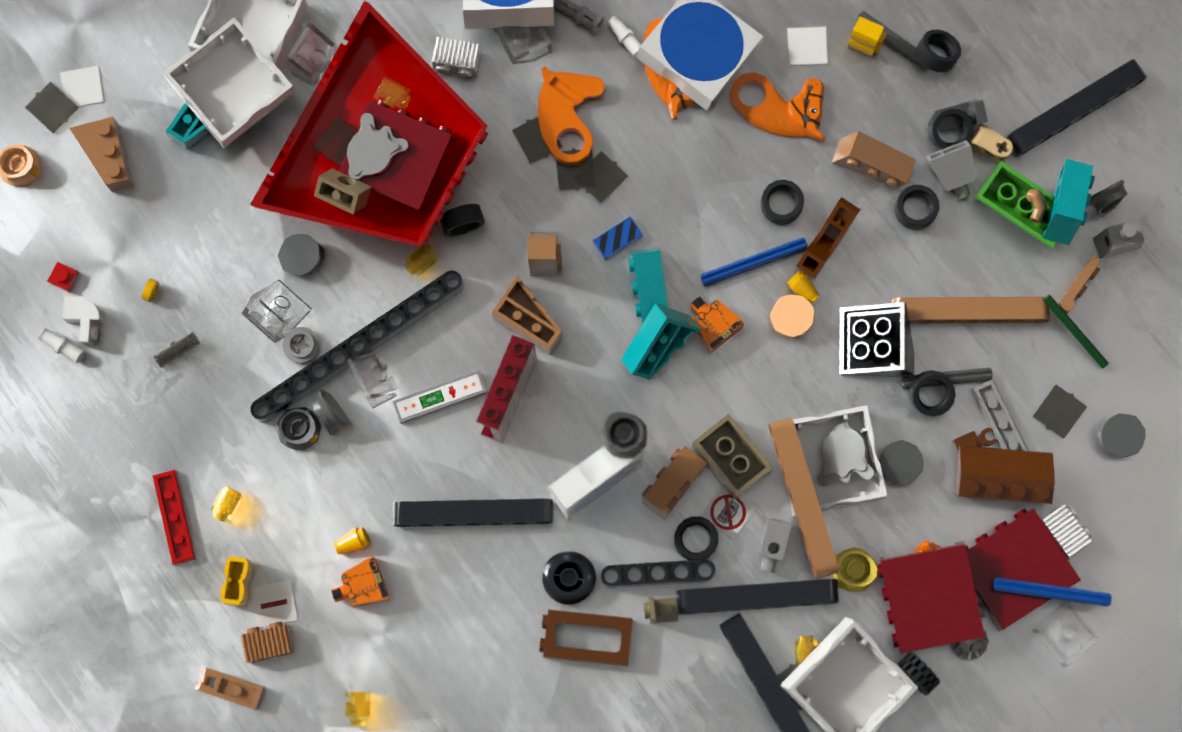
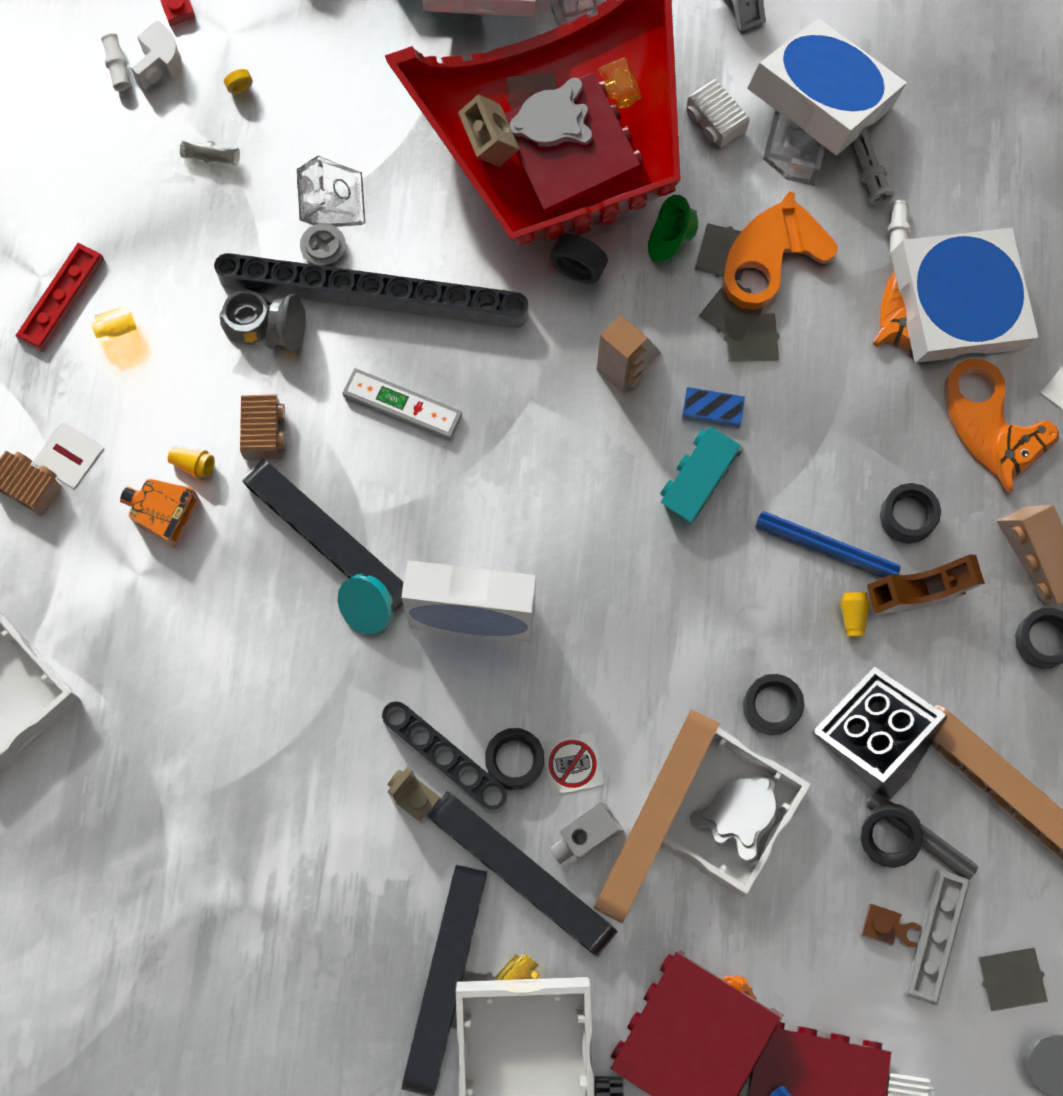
camera: 40 degrees right, 5 degrees down
(235, 588) = (54, 397): yellow brick -> none
(300, 255) = (401, 165): dark grey hat -> none
(359, 707) = (43, 619): clear yellow brick -> none
(372, 378) = (354, 328): clear slope -> none
(373, 484) = (261, 426): none -> medium nougat brick
(420, 260) = (505, 264): clear yellow brick -> none
(497, 154) = (673, 228): none -> green piece
(507, 388) = (466, 443): dark red panel -> none
(526, 317) = (552, 398): medium nougat wedge -> none
(534, 530) = (365, 604): none -> teal tile
(552, 651) = (362, 775): reddish brown piece -> none
(568, 577) = (355, 680): black hat -> none
(624, 434) = (528, 576): dark grey hat -> none
(657, 339) = (659, 530): teal wedge -> none
(673, 482) = (545, 682): medium nougat wedge -> none
(716, 322) = (732, 569): orange torso -> none
(732, 456) = (626, 710): dark tan brick -> none
(792, 316) = (817, 630): light nougat hat -> none
(806, 396) = (790, 688): none -> black tyre
(856, 570) = (644, 939): light yellow hat -> none
(901, 462) = (794, 875): dark grey hat -> none
(1005, 474) = (893, 989): reddish brown slope -> none

